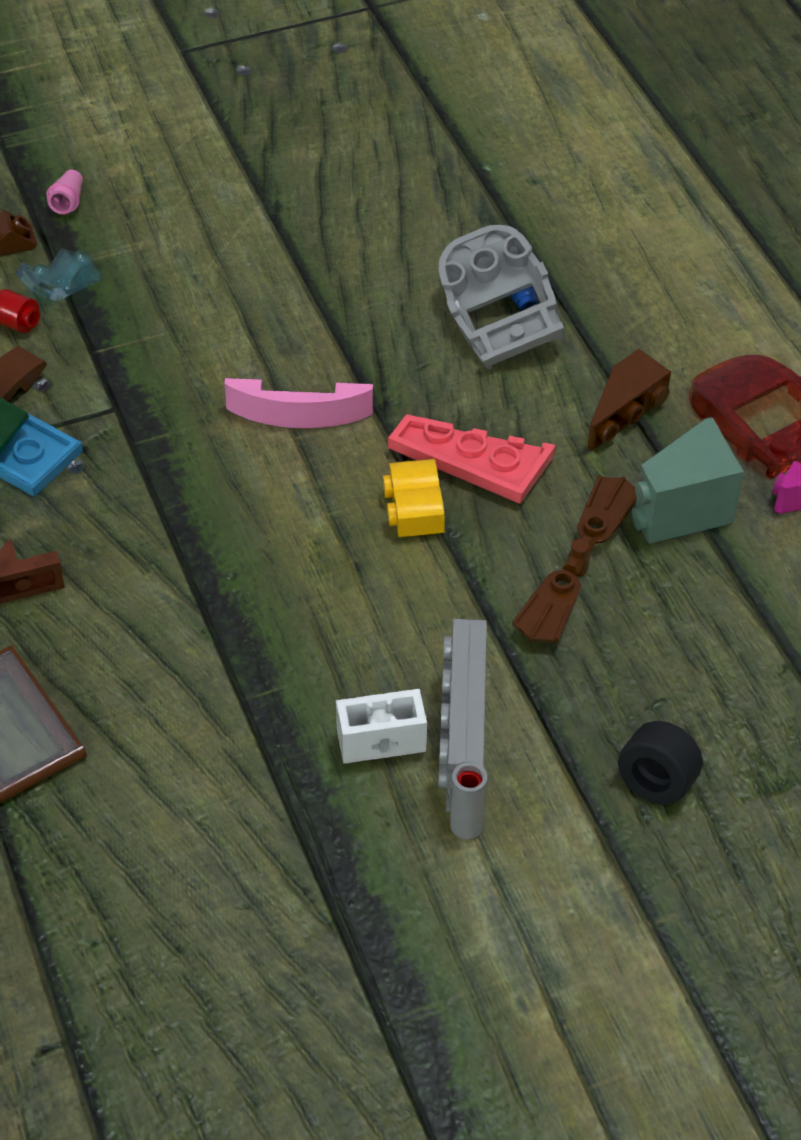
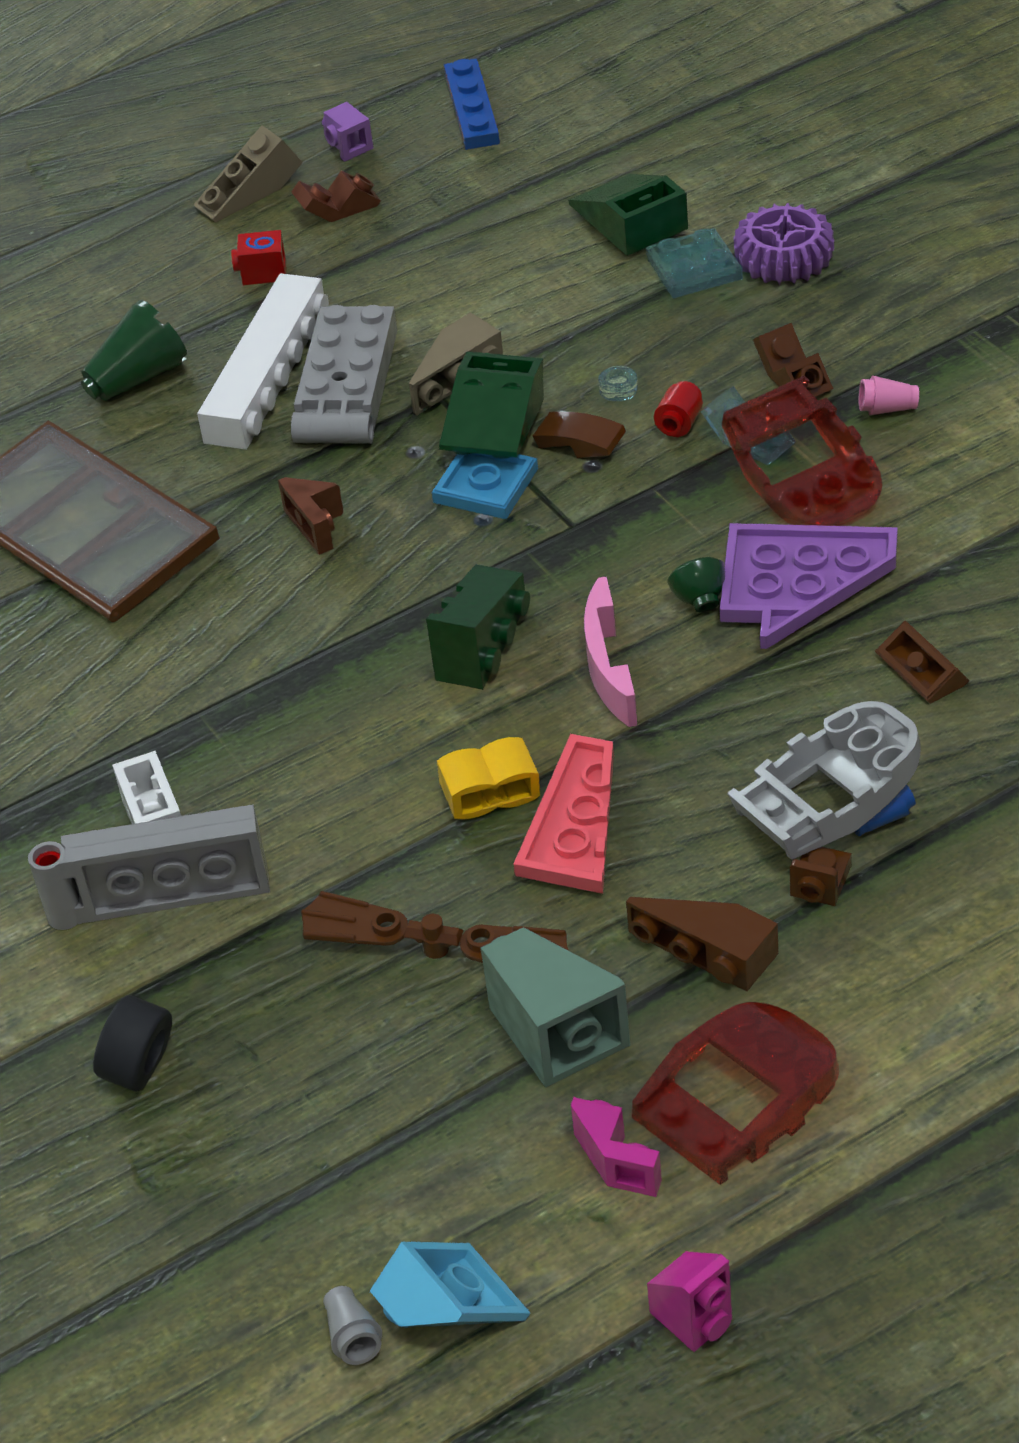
camera: 85 degrees right, 5 degrees down
(156, 245) = (819, 495): none -> clear red slope
(236, 473) = (476, 625): none -> dark green wedge
(241, 335) = (698, 582): none -> dark green brick
(250, 282) = (799, 572): none -> medium lavender wing
(374, 239) = (920, 664): none -> reddish brown slope
(578, 333) = (820, 875): none -> reddish brown bracket

